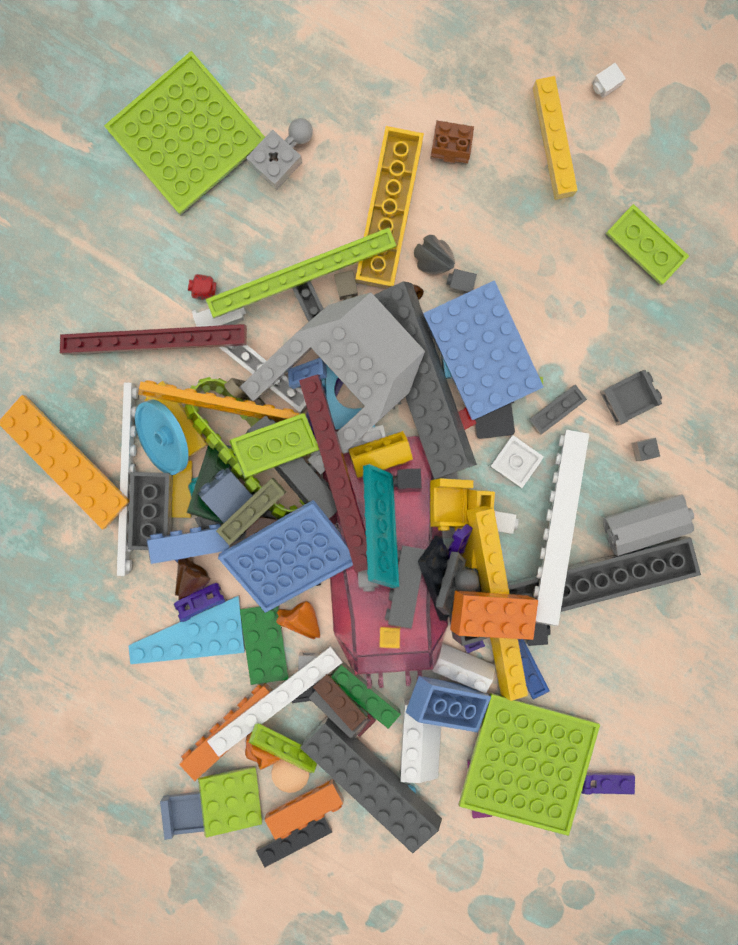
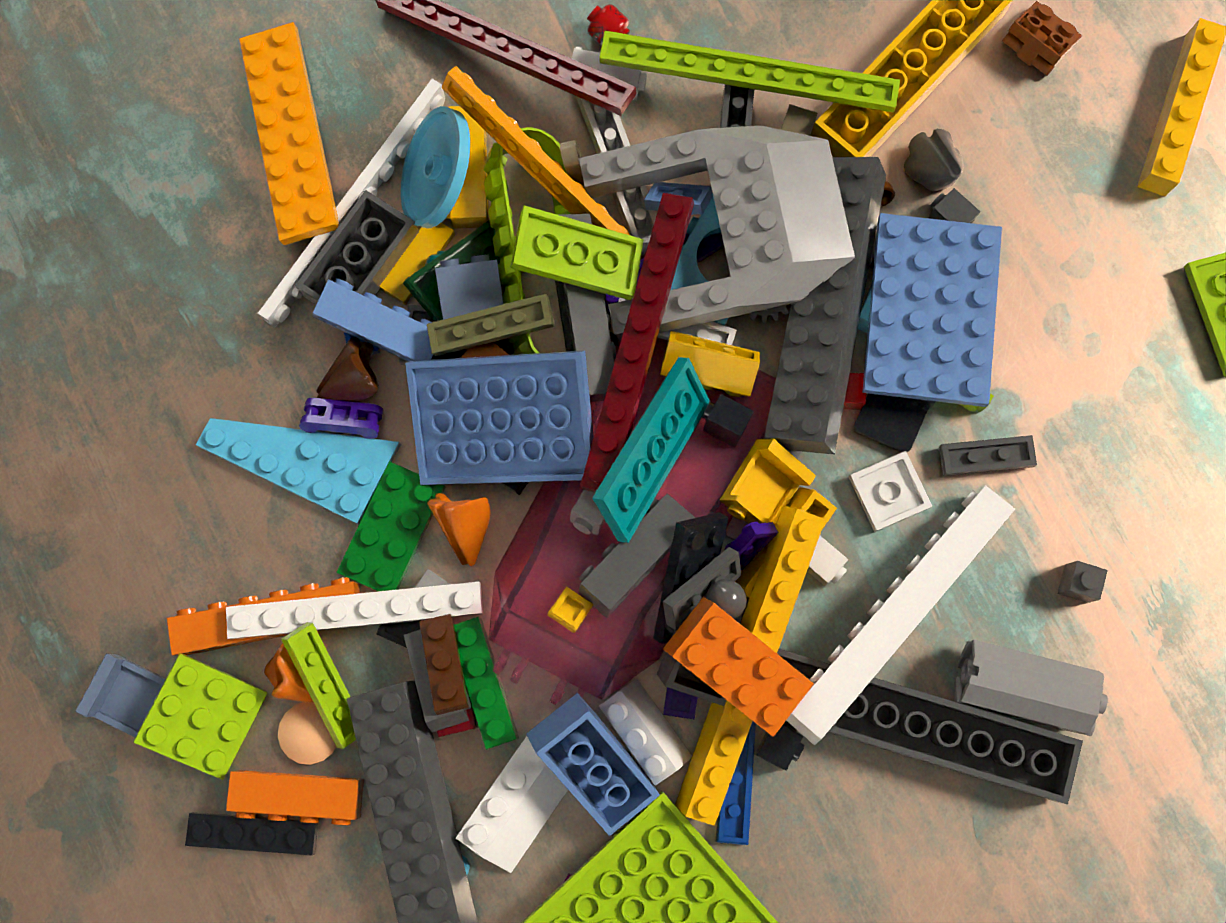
camera: 30 degrees right, 10 degrees down
(631, 397) = (1101, 500): dark grey panel -> none

